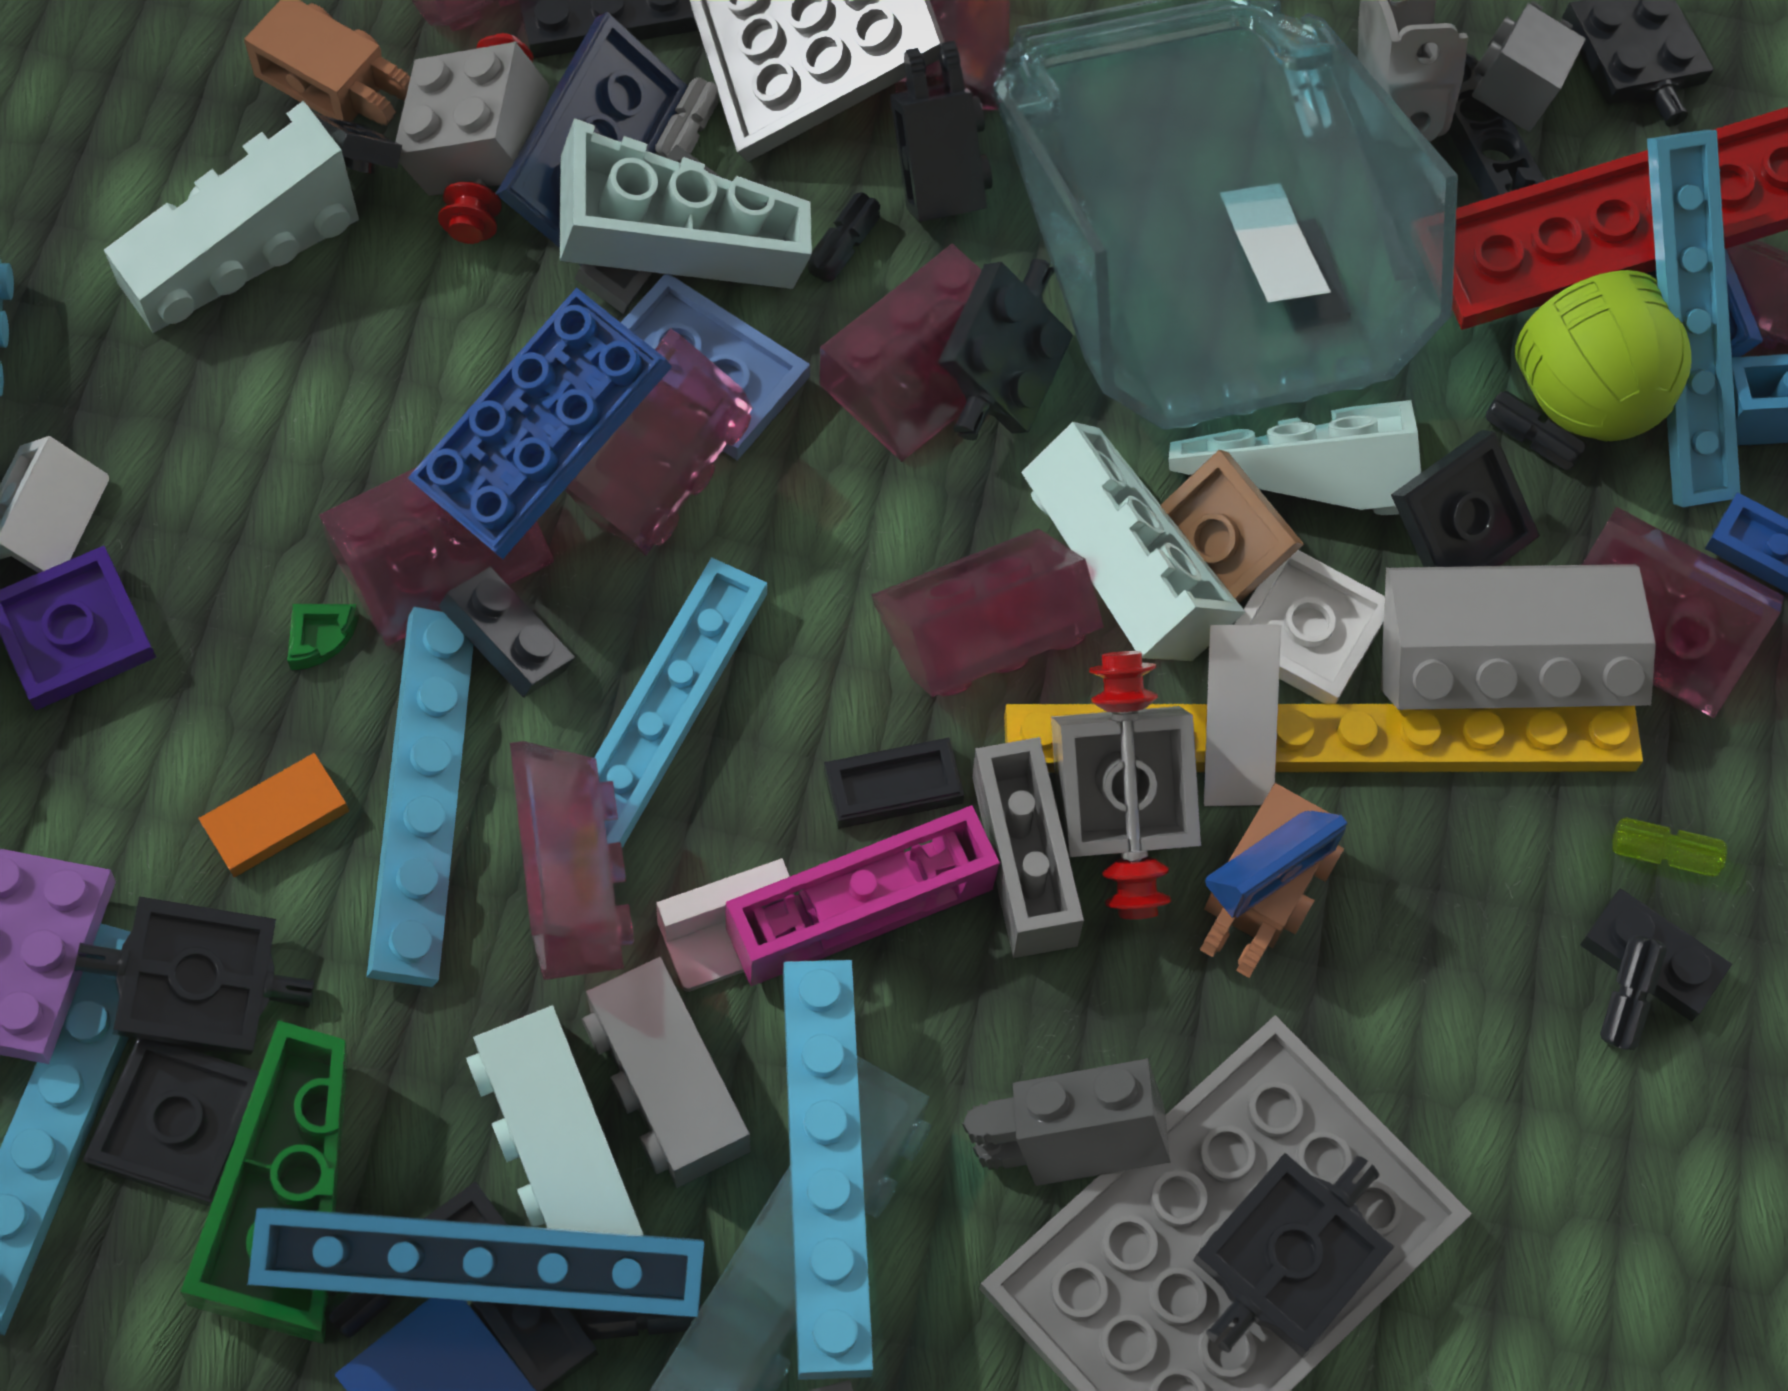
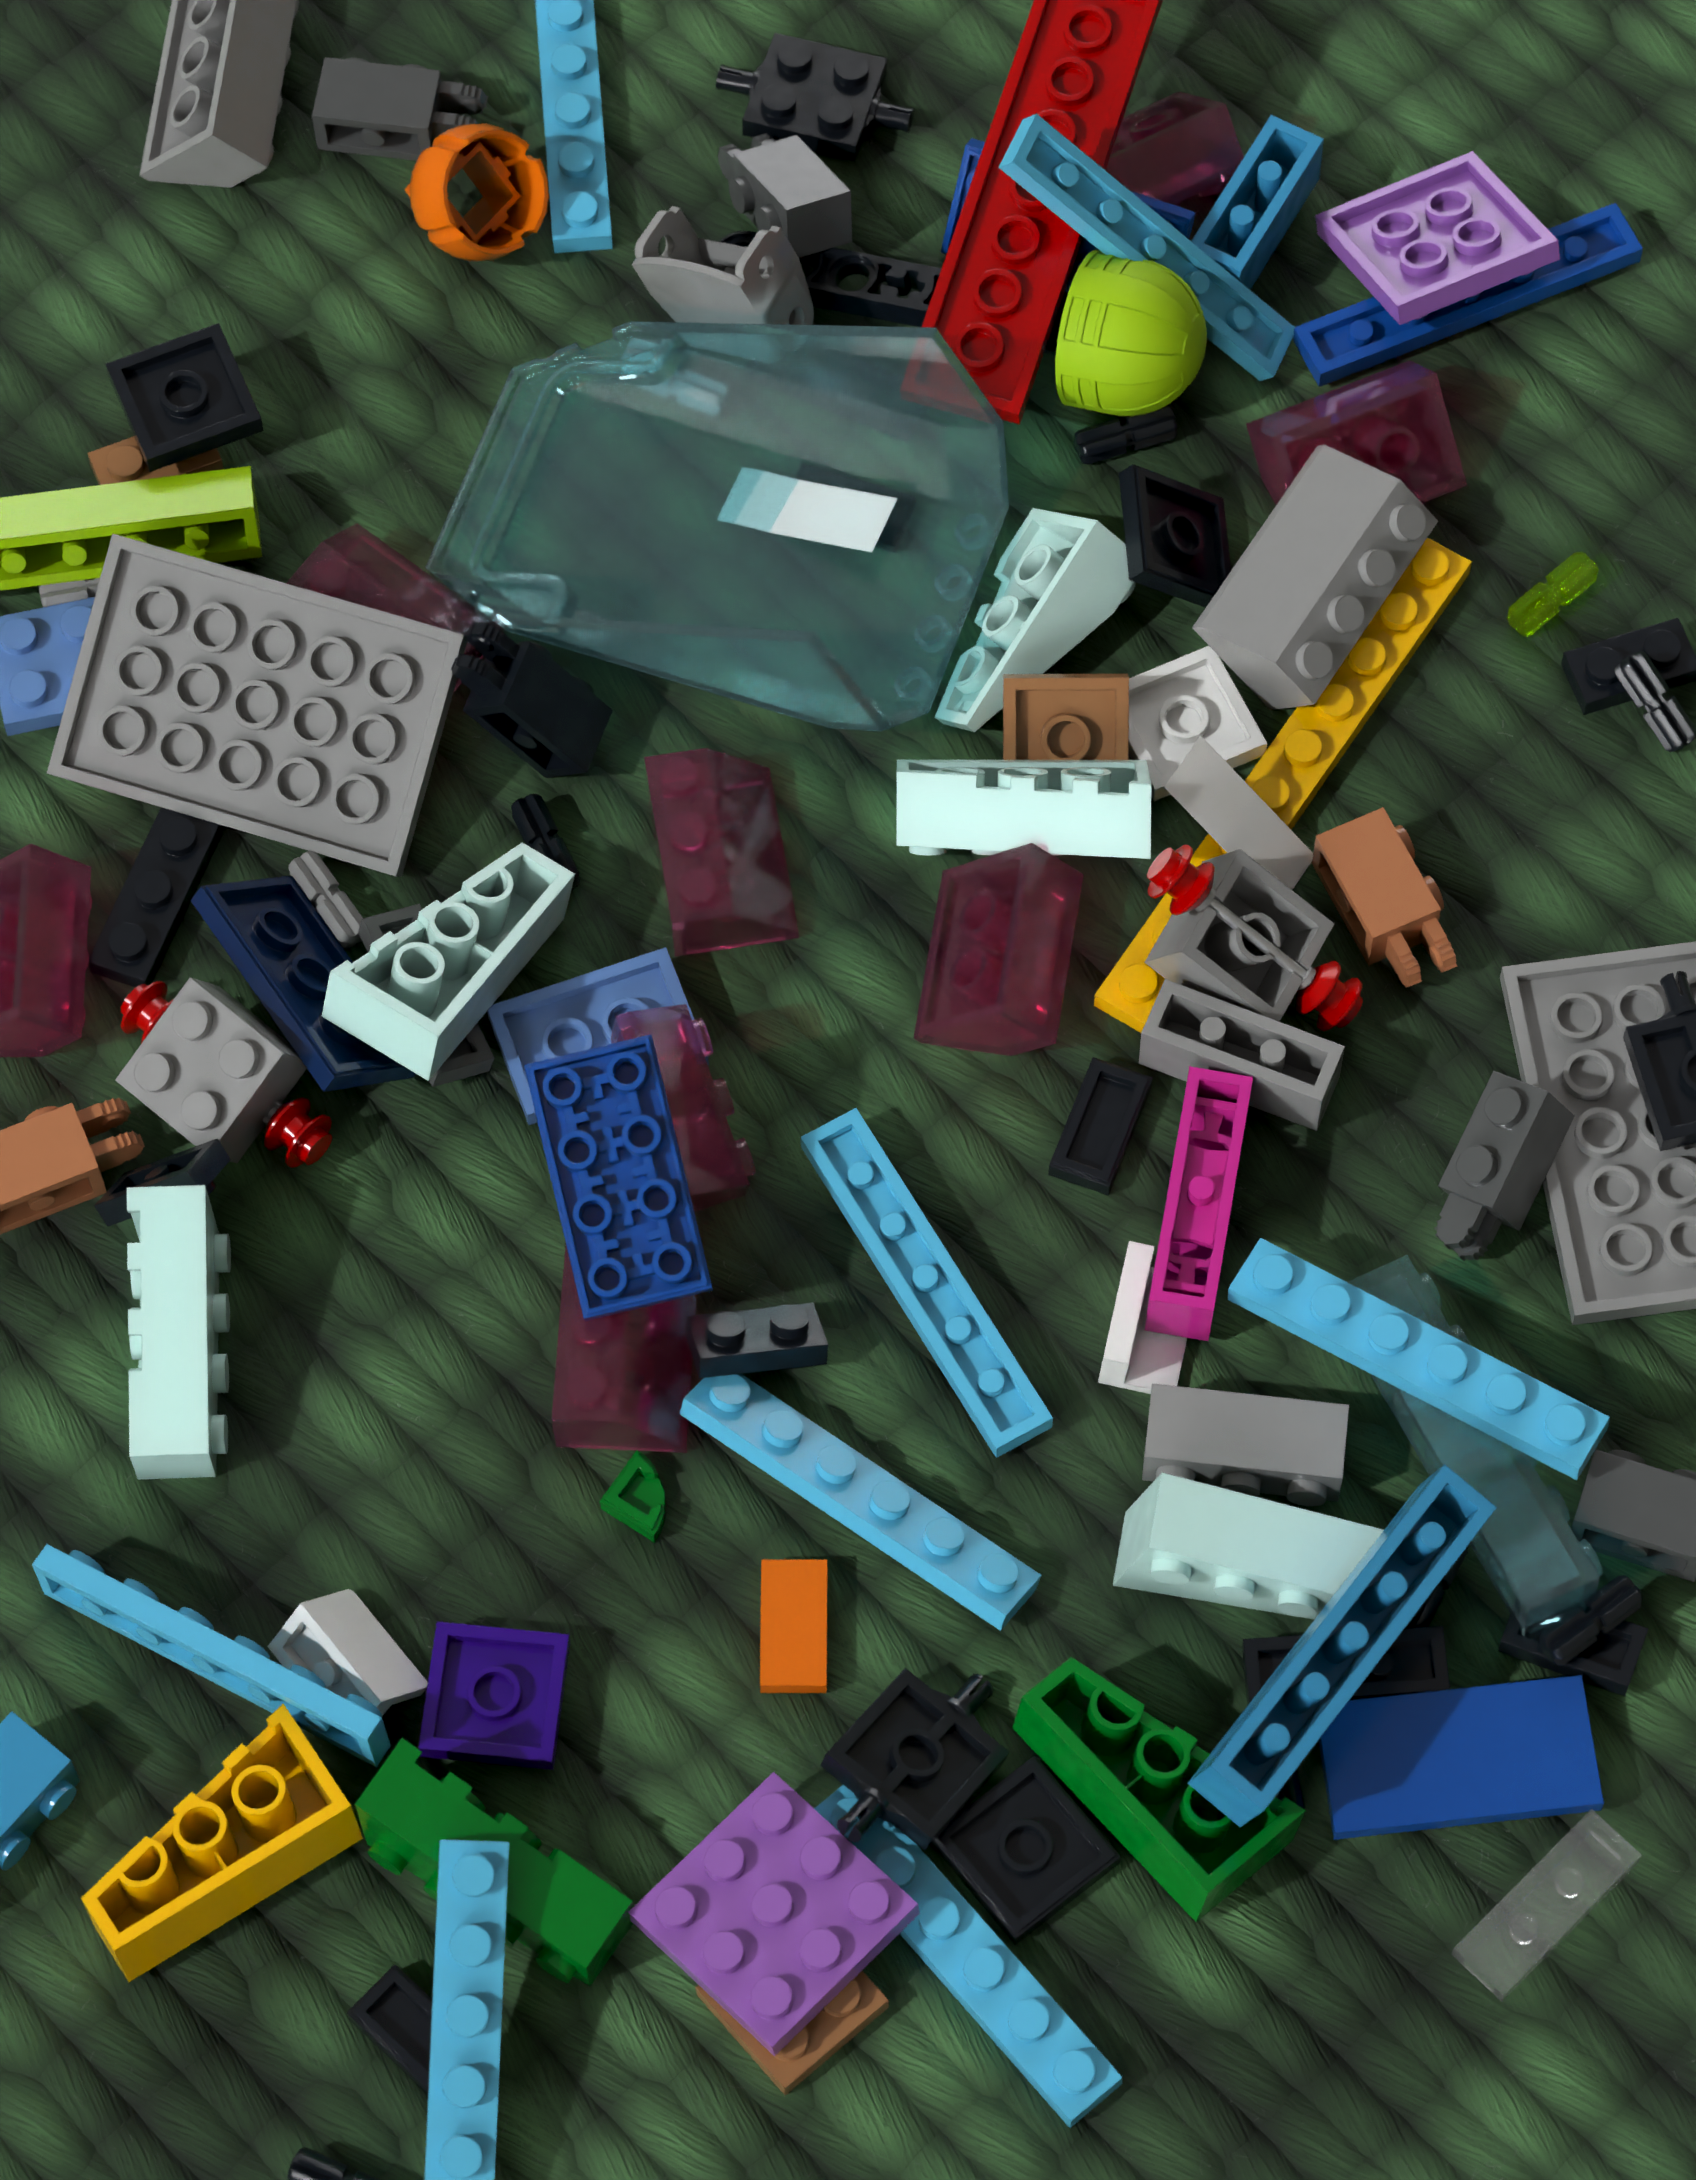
camera: 50 degrees left, 0 degrees up
(570, 861) = (1028, 1403): clear pink slope -> none
(1005, 349) = (772, 782): black plate -> none
(1275, 860) = (1386, 875): blue slope -> none

